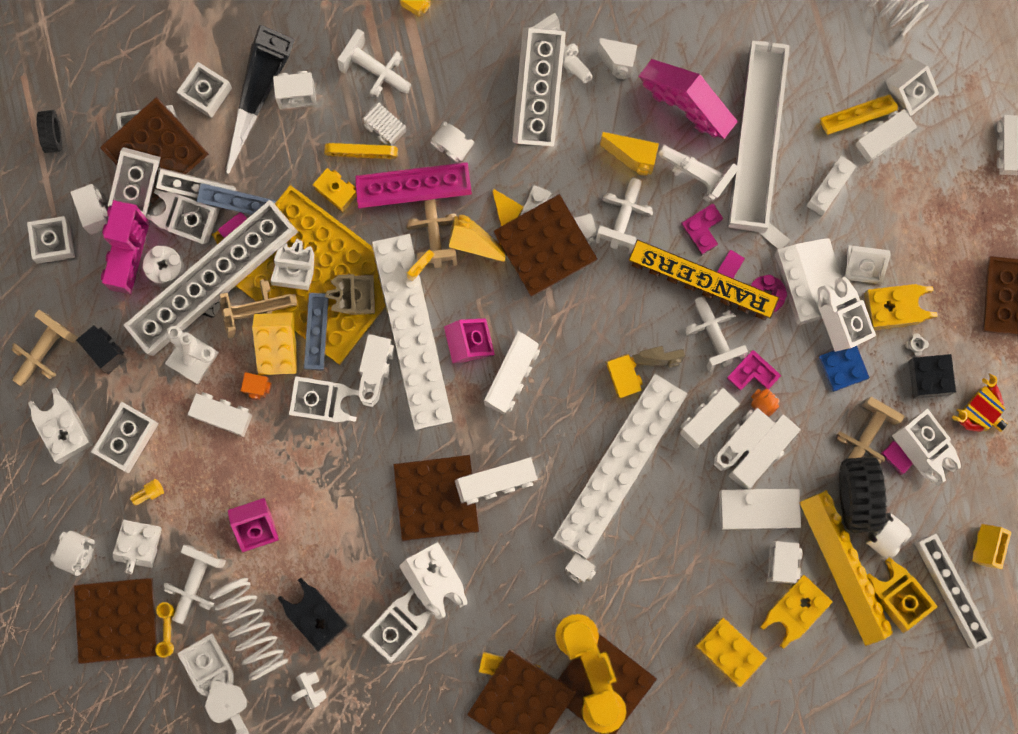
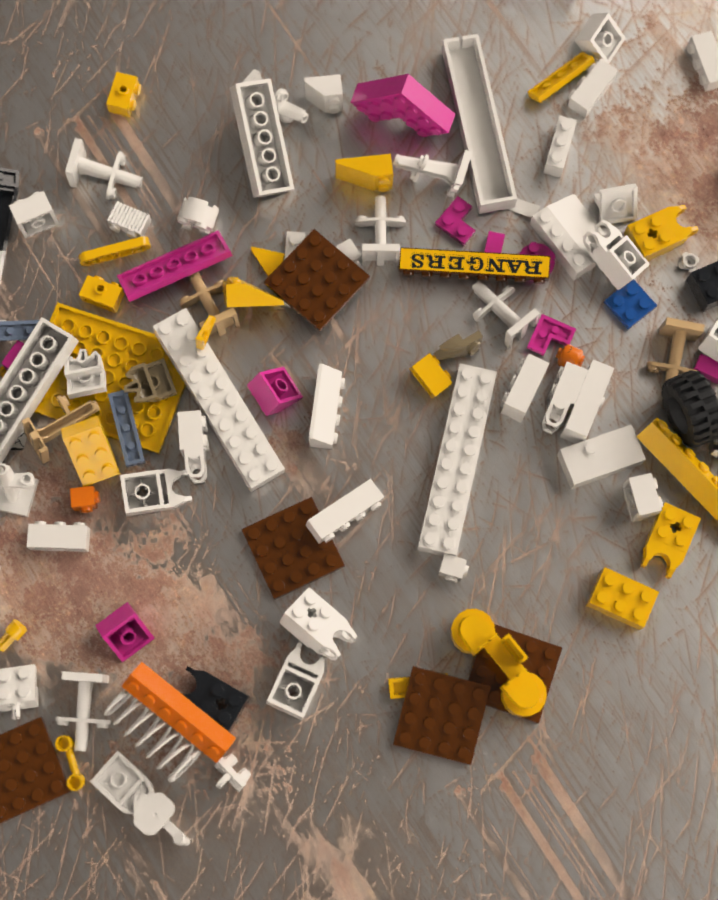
camera: 20 degrees left, 5 degrees down
(278, 619) = (178, 712): none -> orange brick

